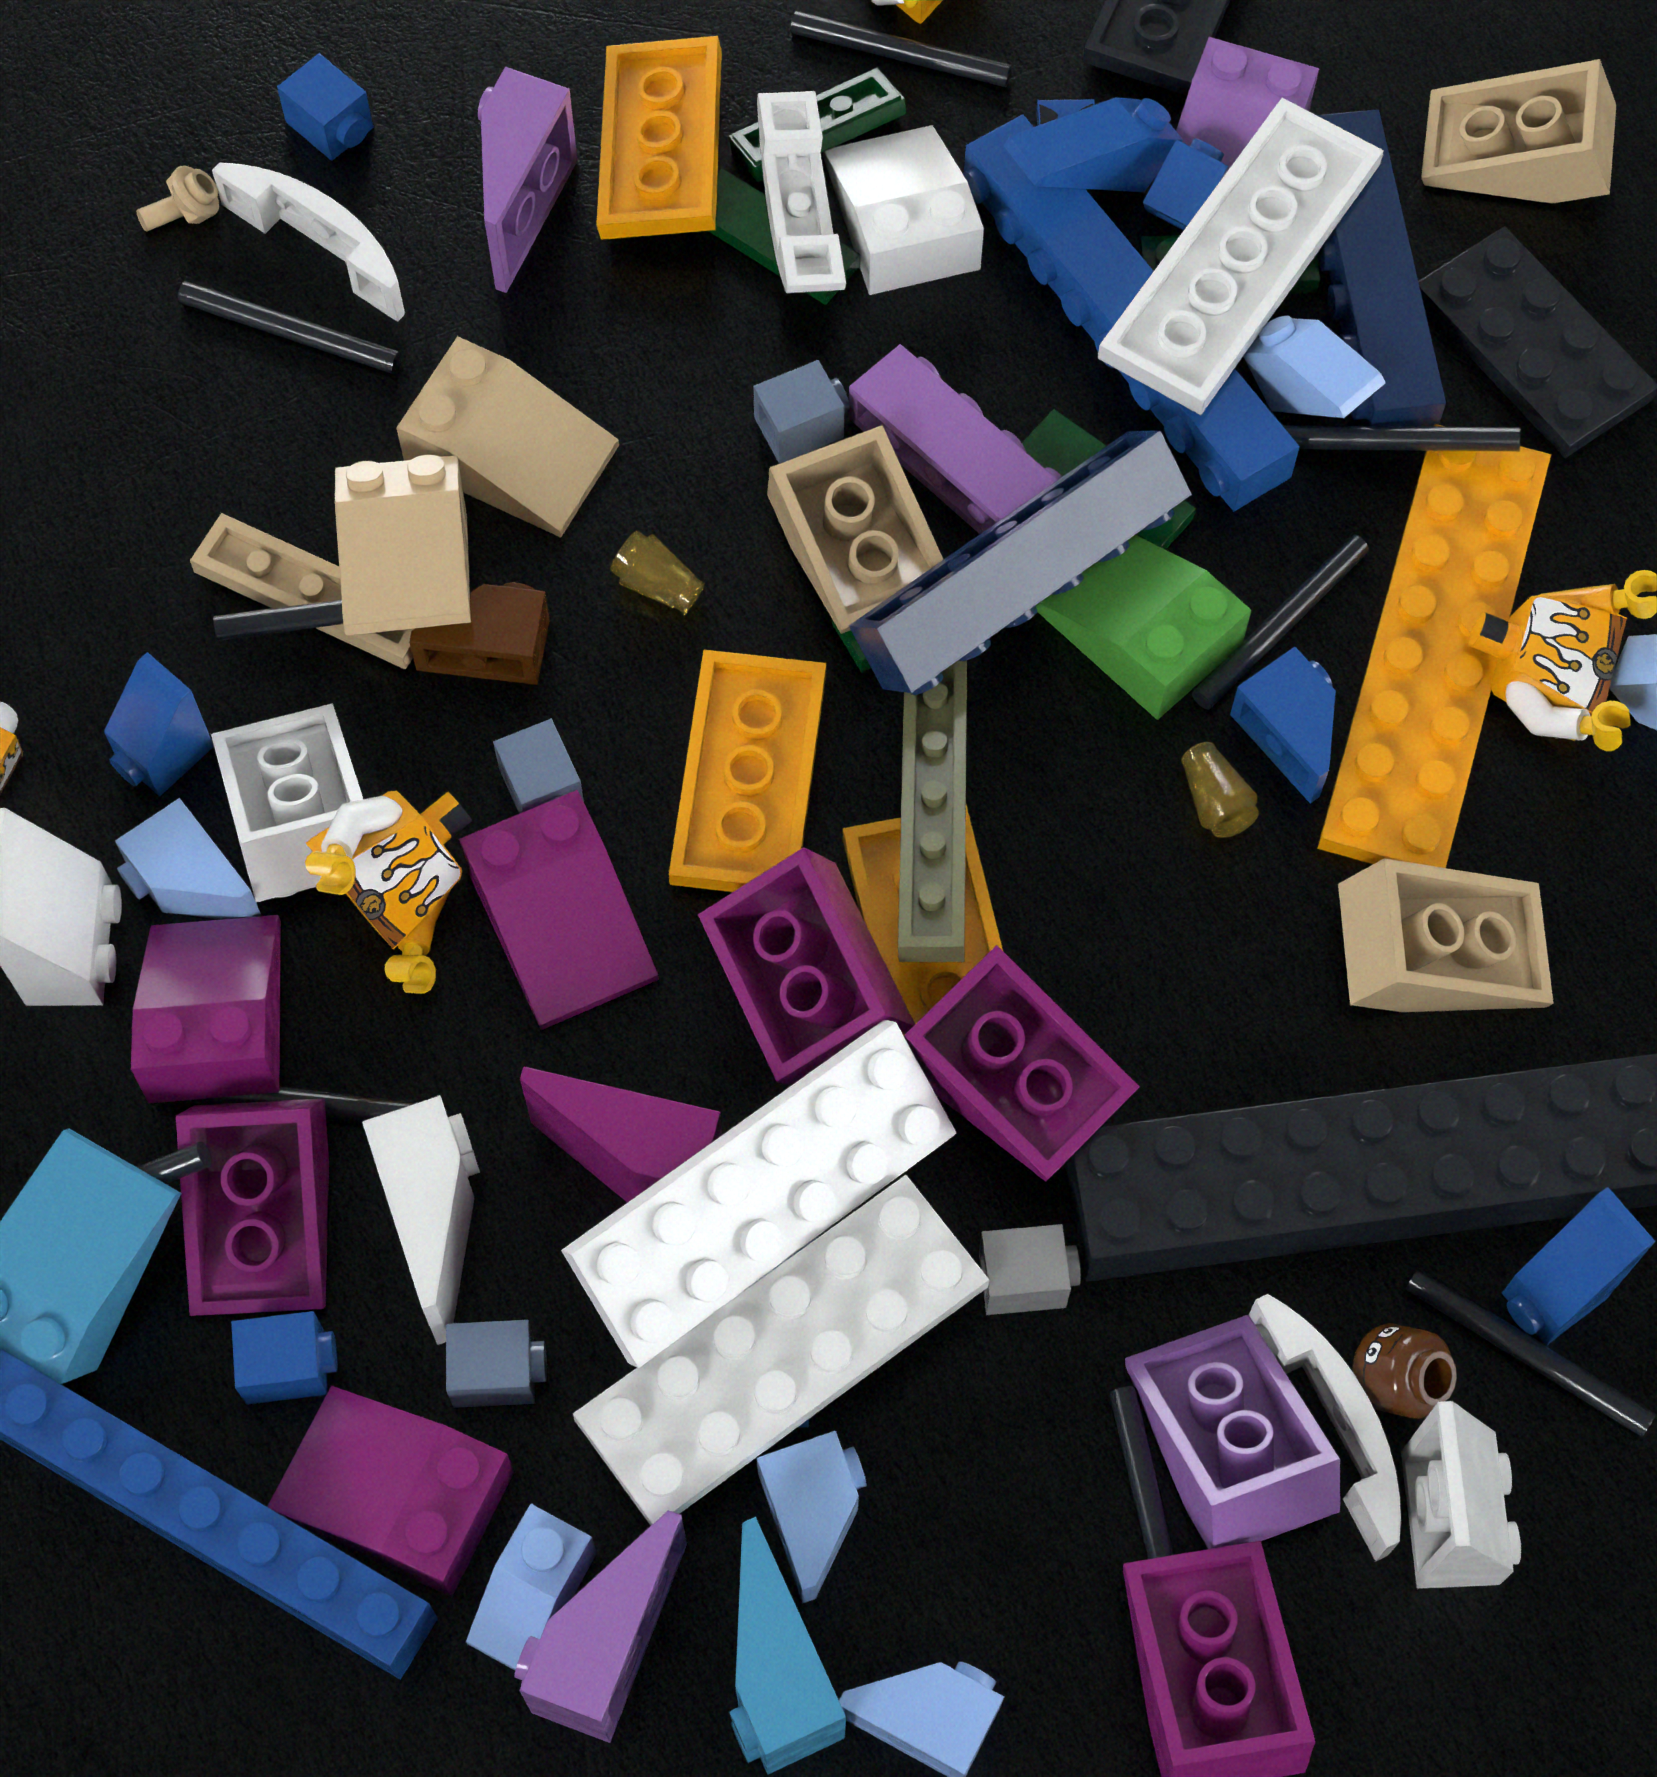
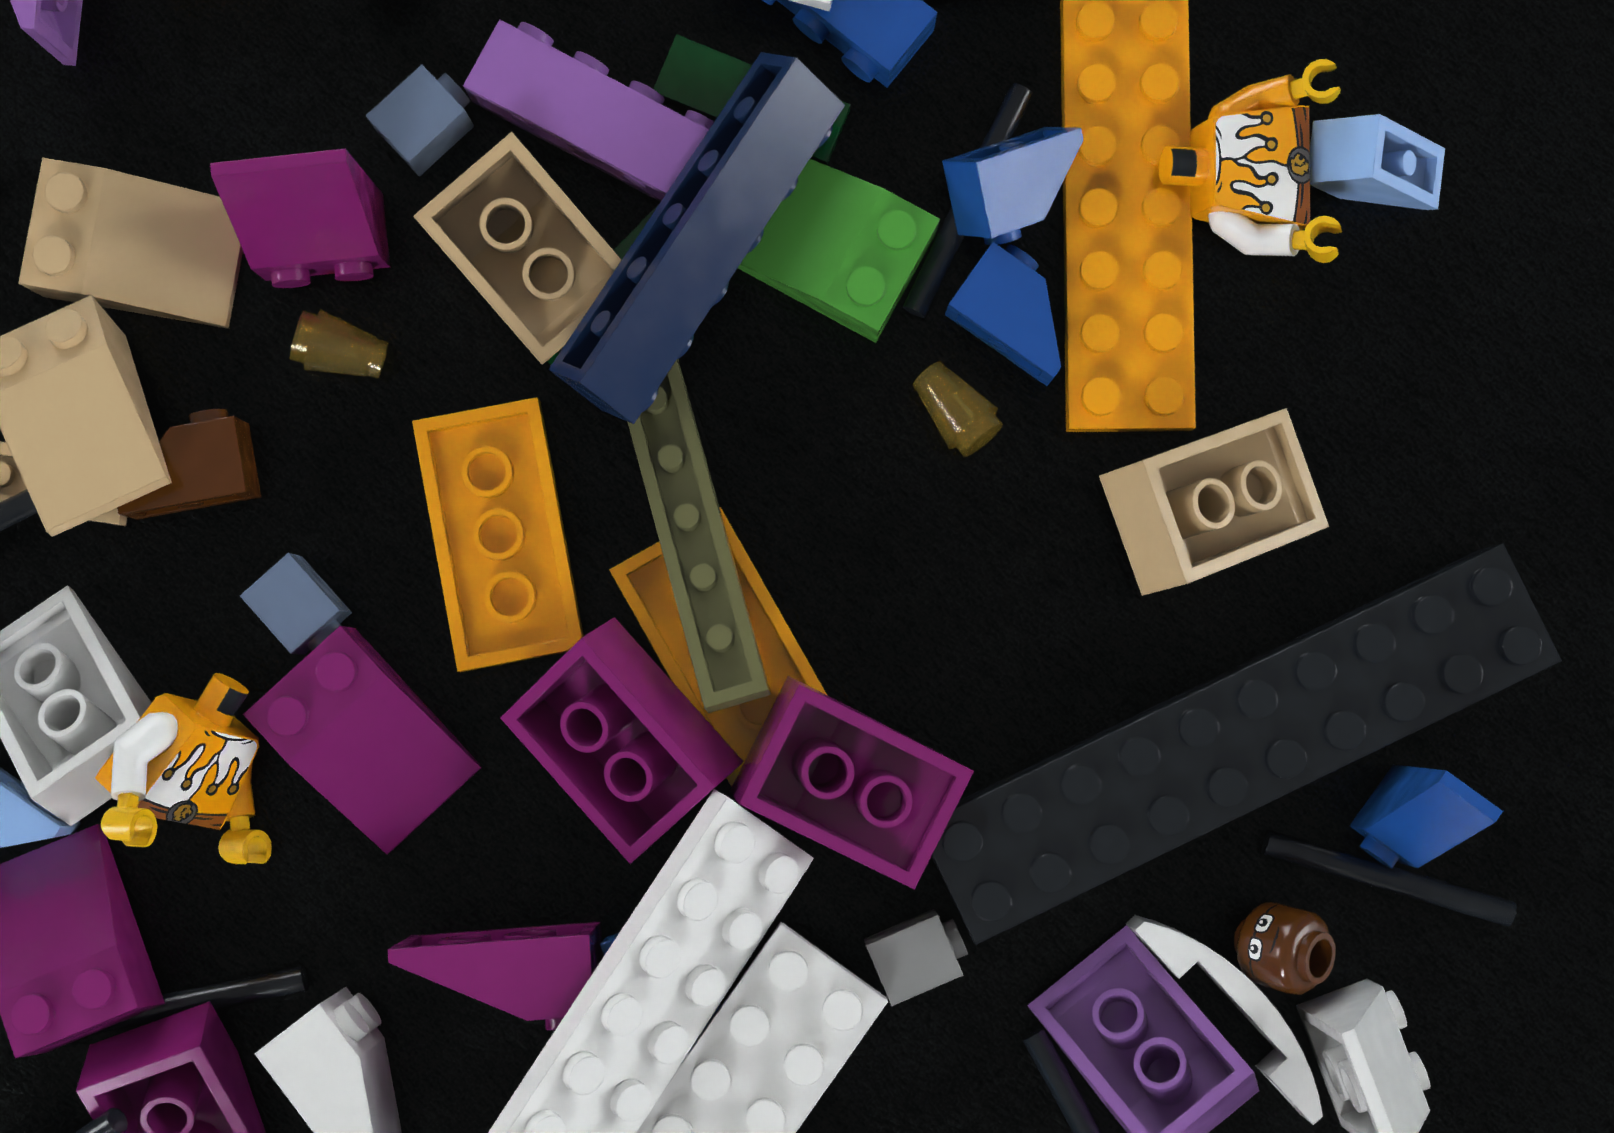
camera: 20 degrees left, 20 degrees up
(673, 440) = (305, 216): none -> magenta slope
(1323, 606) = (1010, 182): none -> slope

